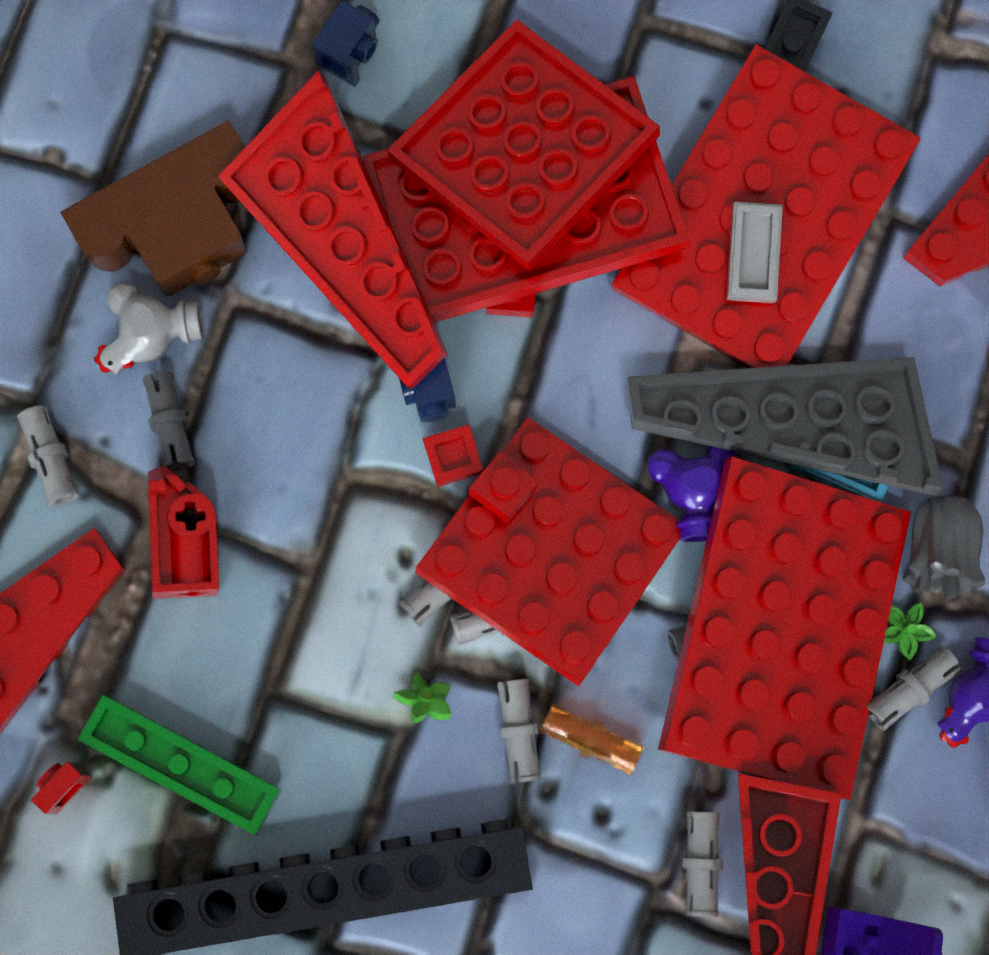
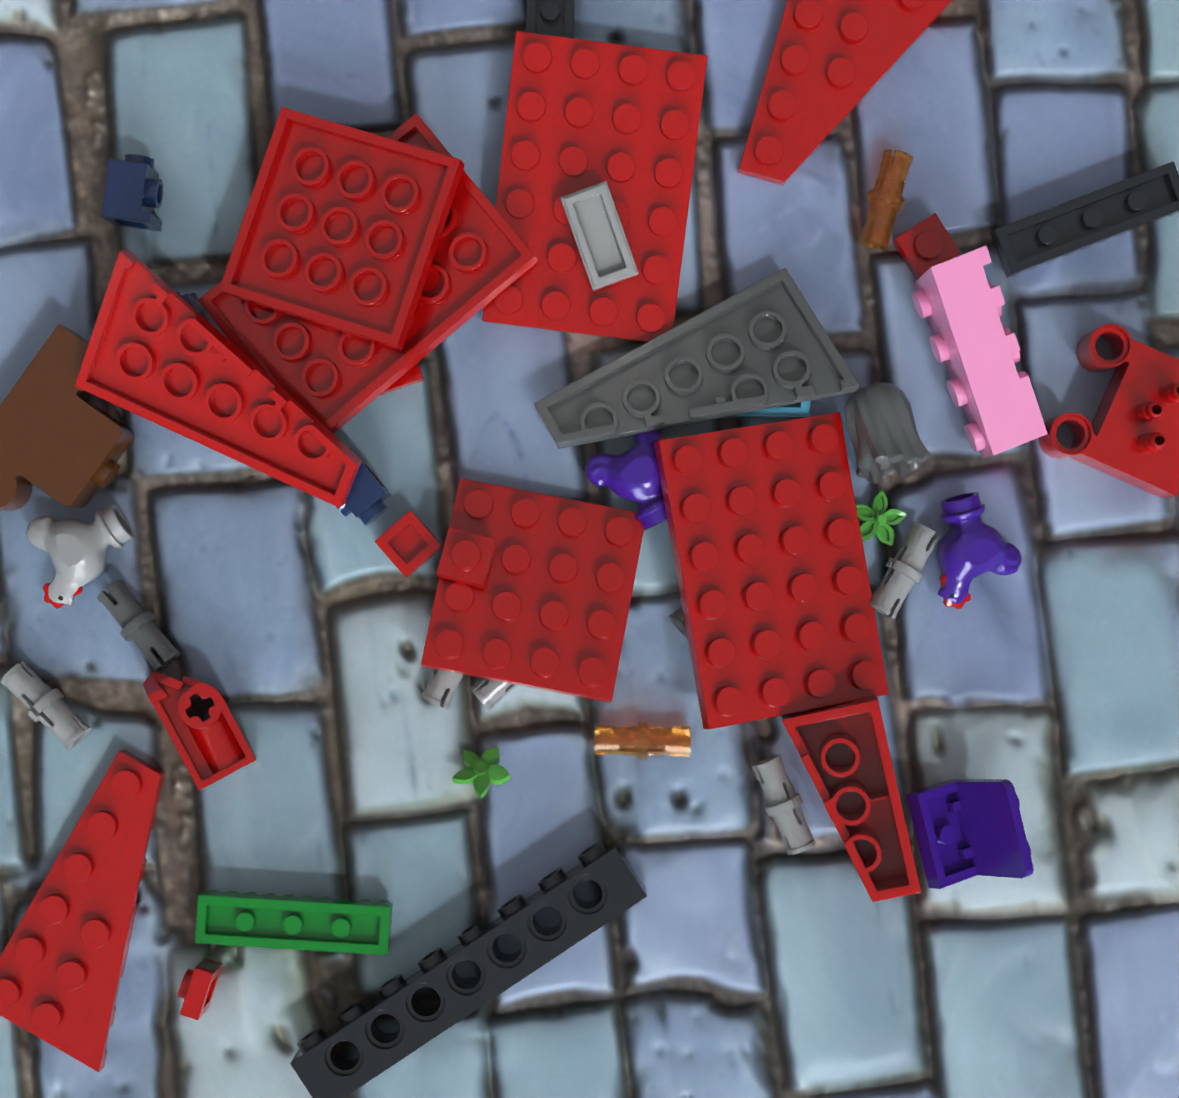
camera: 20 degrees left, 10 degrees up
(519, 731) = (575, 761): light grey pin -> none

